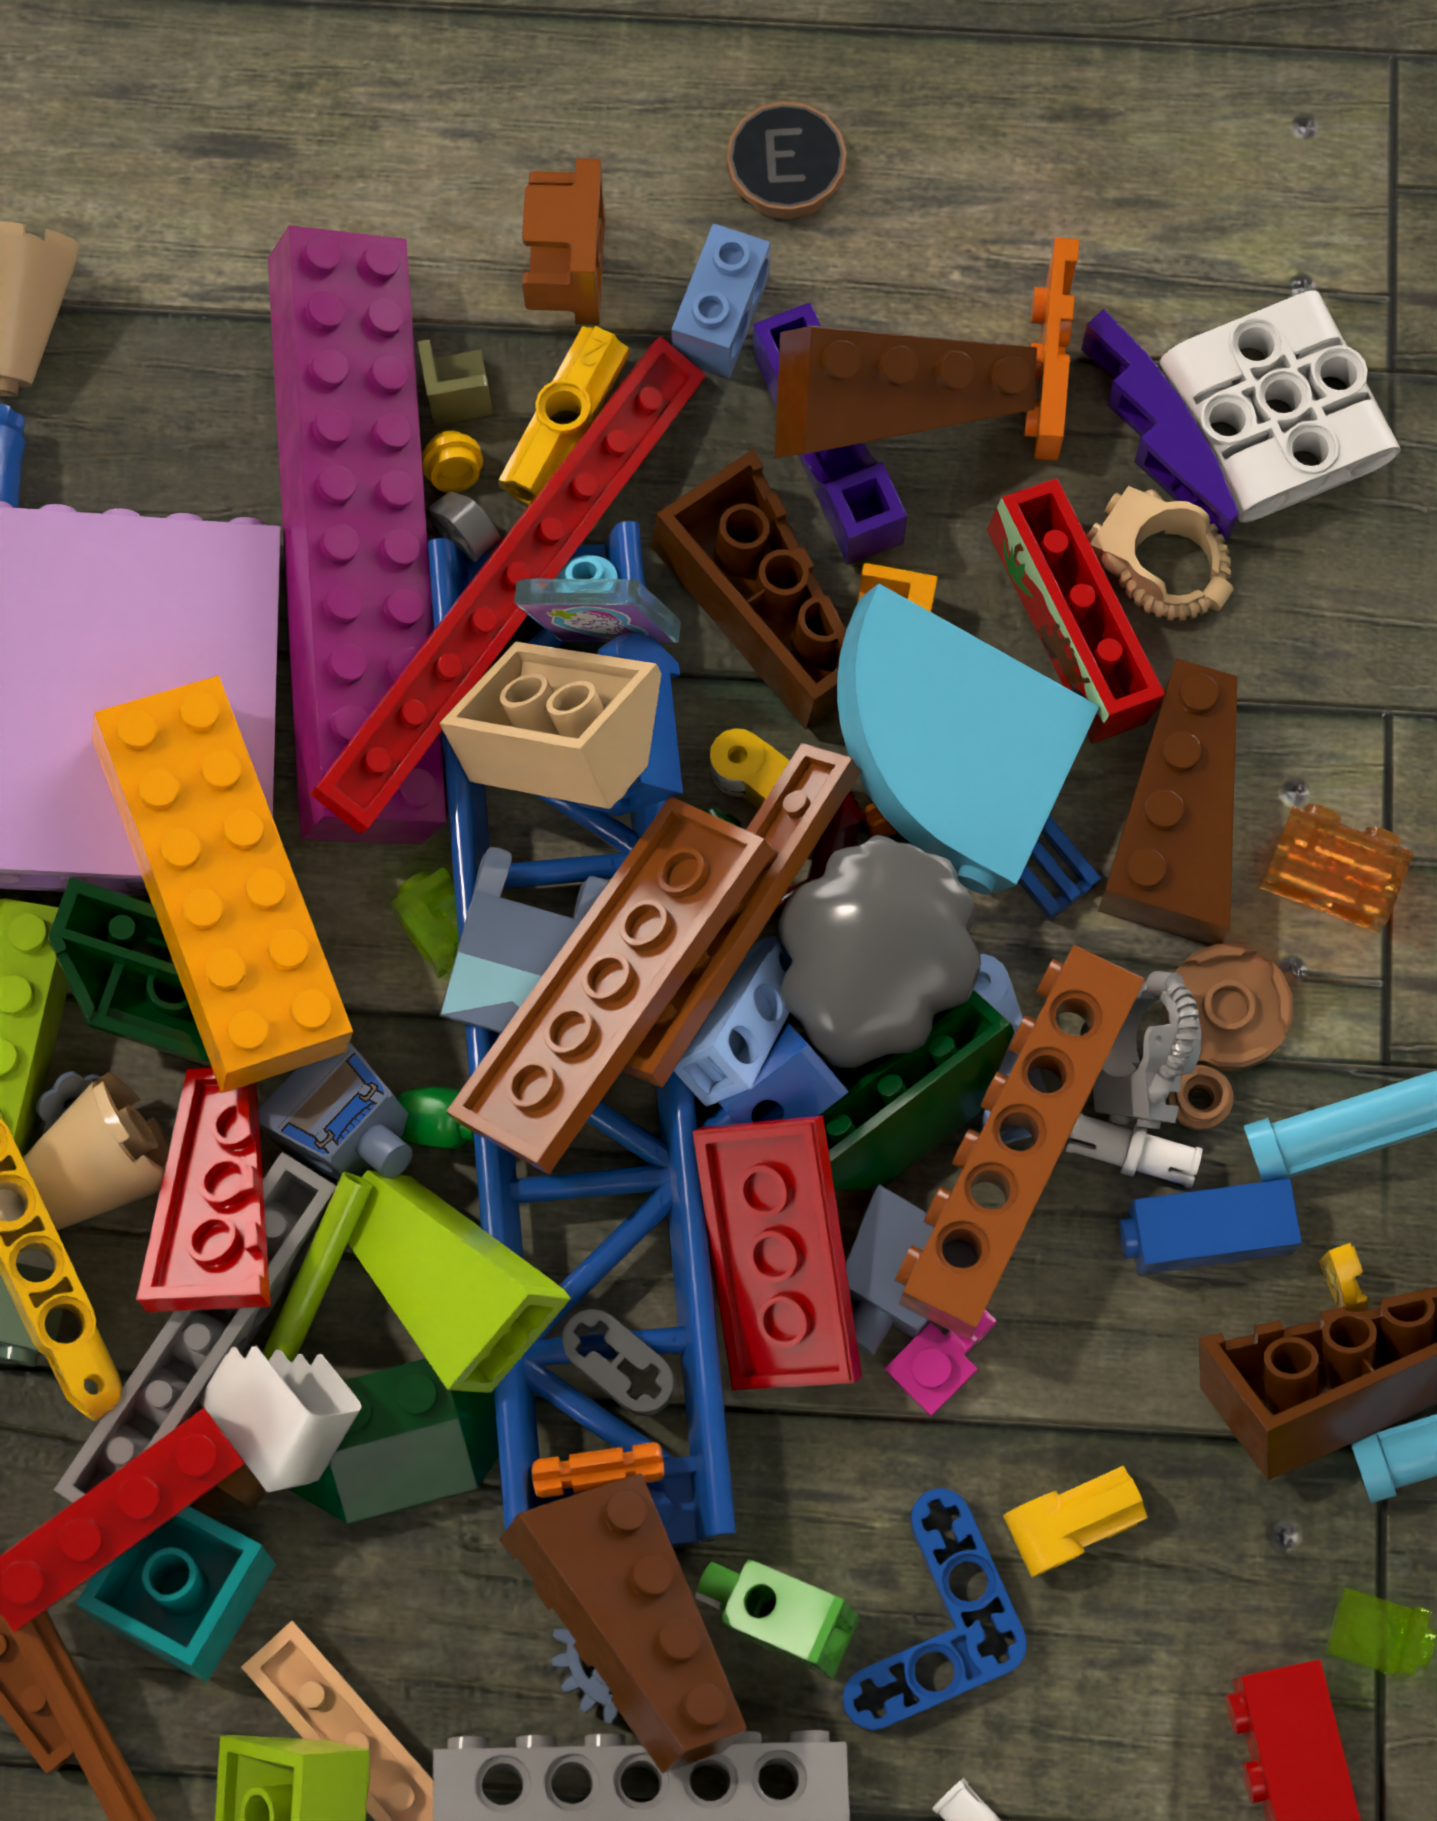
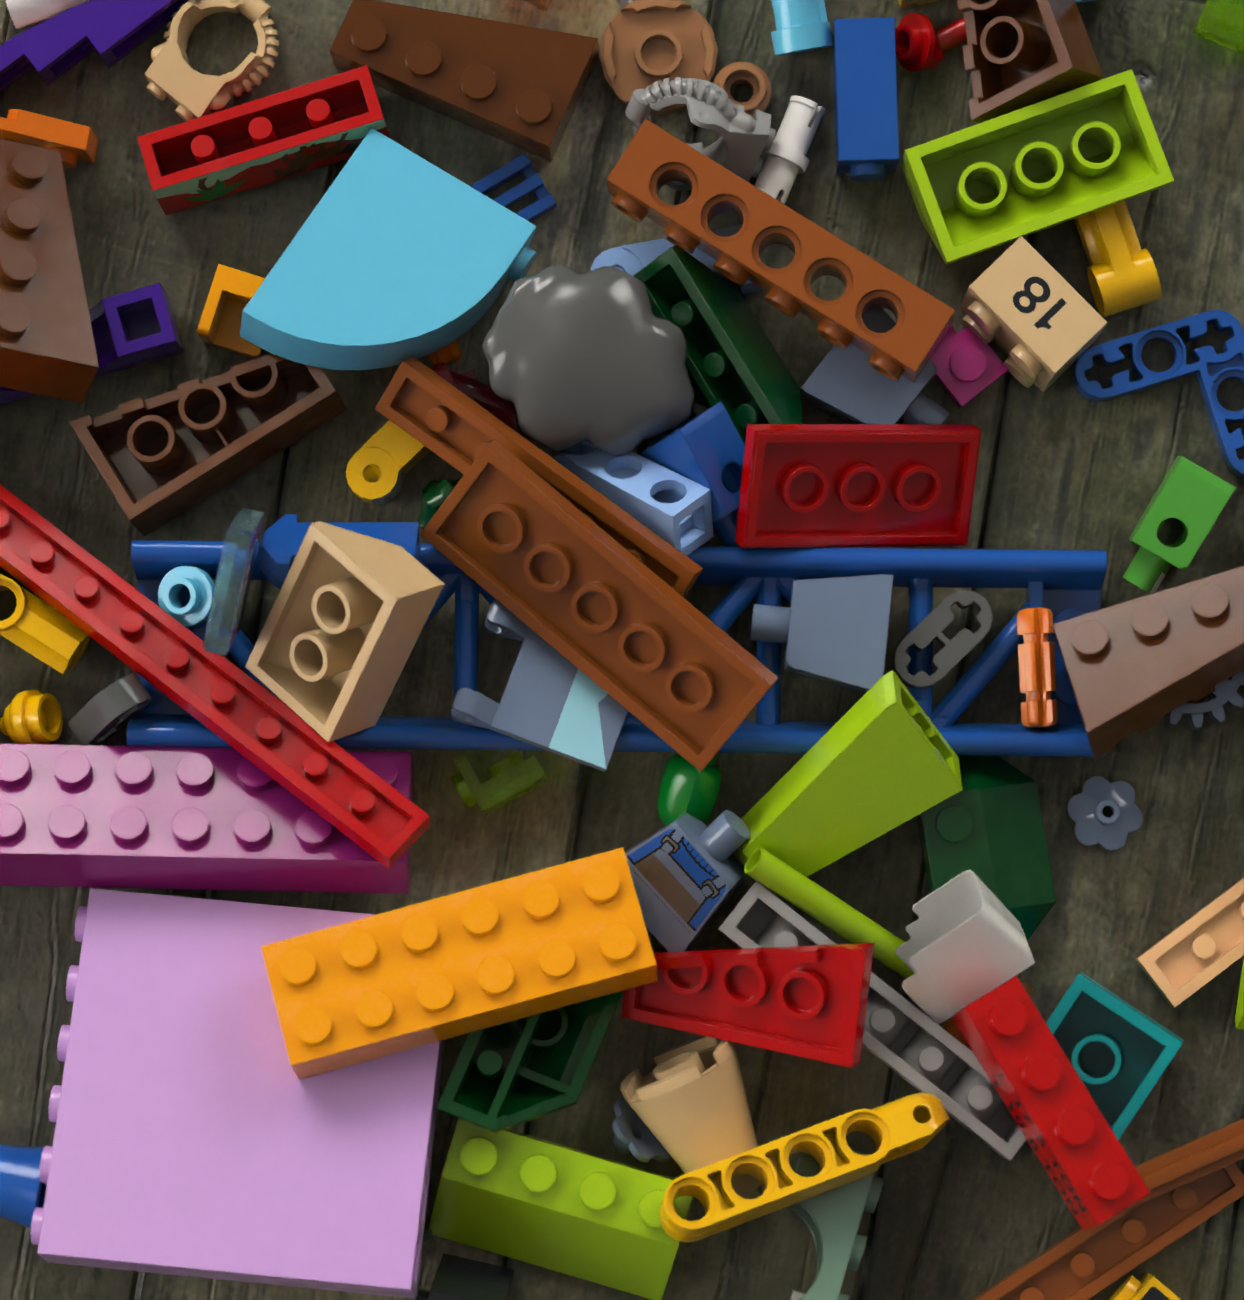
camera: 80 degrees left, 10 degrees up
(467, 1588) = (1091, 824): none -> sand blue plant
(614, 1238) = (831, 629): none -> sand blue torso
(990, 1424) = (1030, 315): none -> tan brick
(1156, 1416) = (1036, 167): none -> lime slope
(1280, 1285) = (924, 43): none -> red plate

